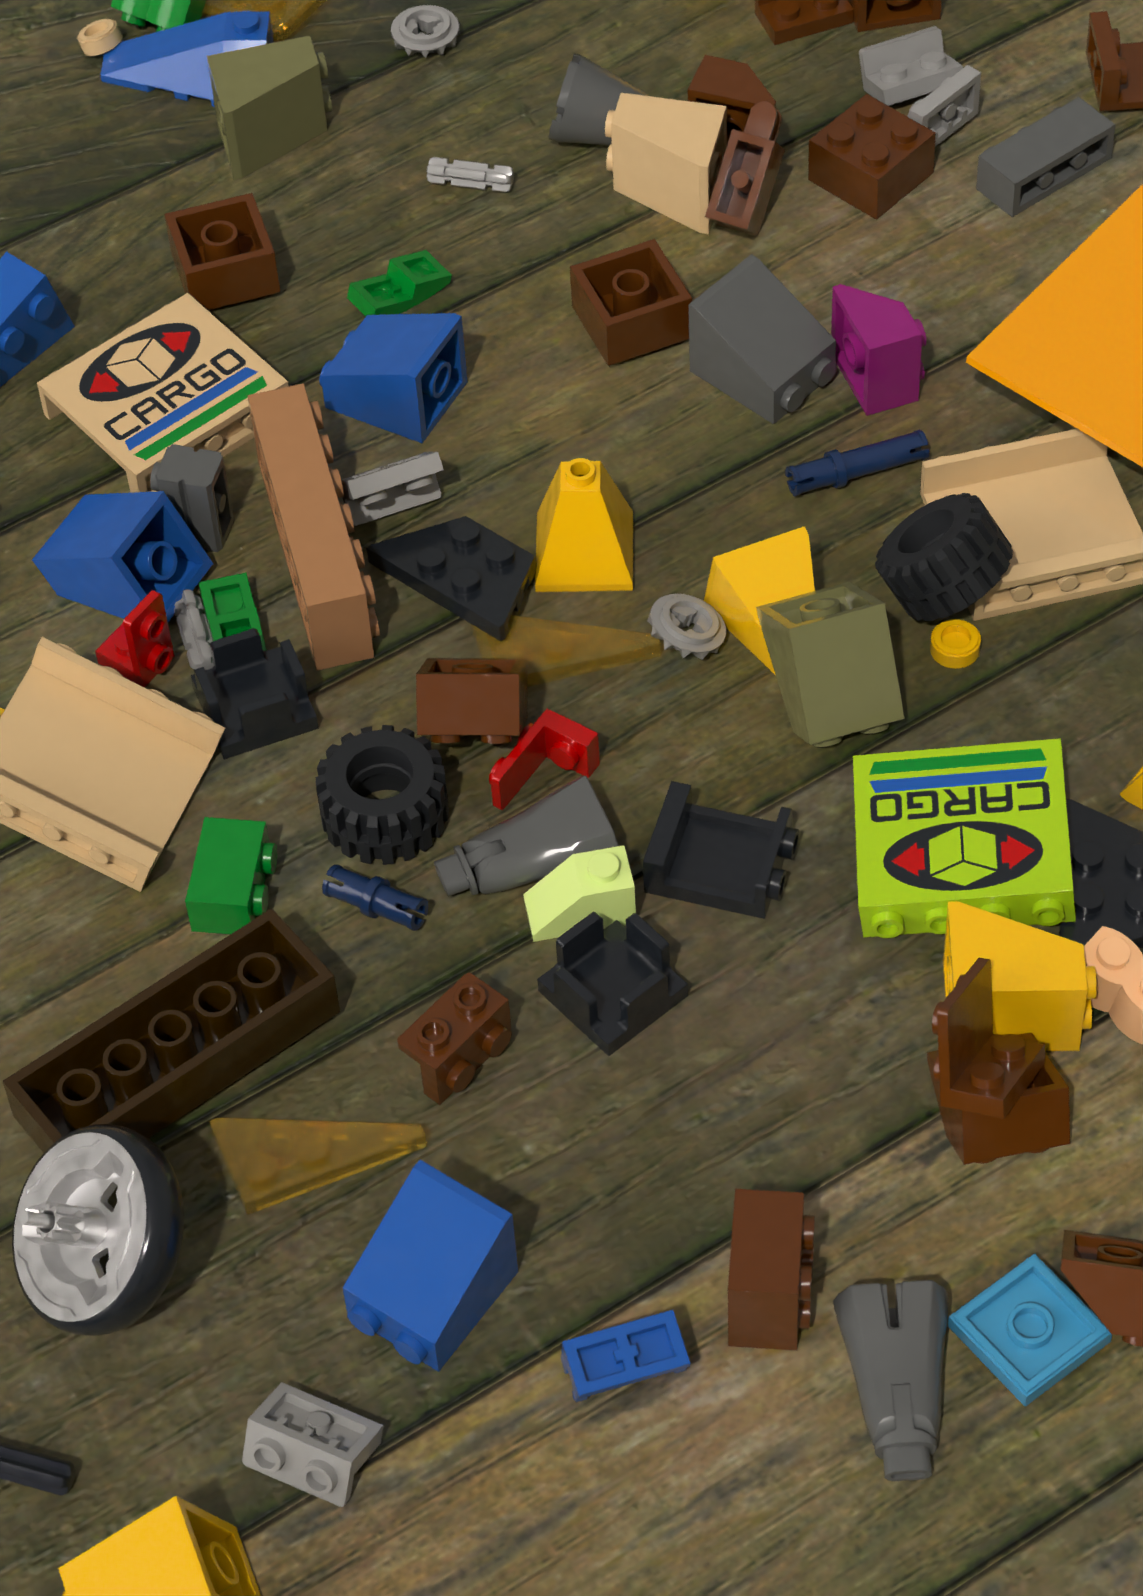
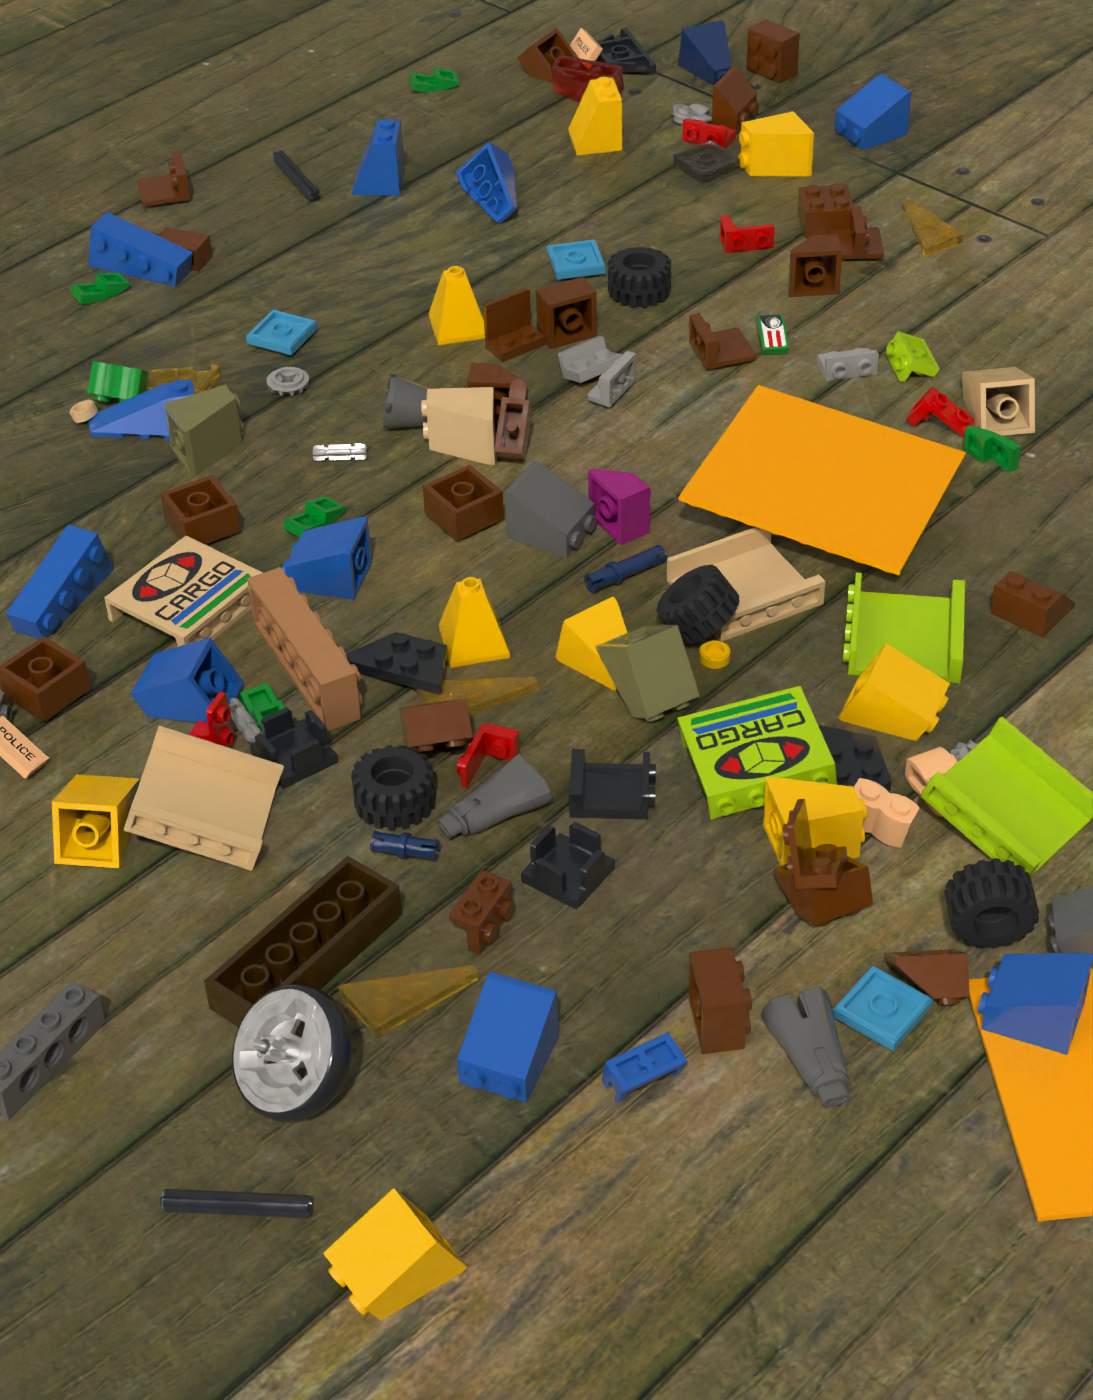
camera: 15 degrees left, 10 degrees down
(198, 491) = (229, 636): dark grey brick -> none
(229, 875) = (309, 848): green brick -> none
(309, 1443) = (459, 1156): light grey bracket -> none
(392, 487) = (351, 619): light grey bracket -> none
(577, 887) = (532, 817): yellowish green slope -> none
(681, 610) = (542, 665): light grey gear -> none
(871, 156) = (582, 408): reddish brown brick -> none
(1045, 156) = (684, 395): dark grey brick -> none

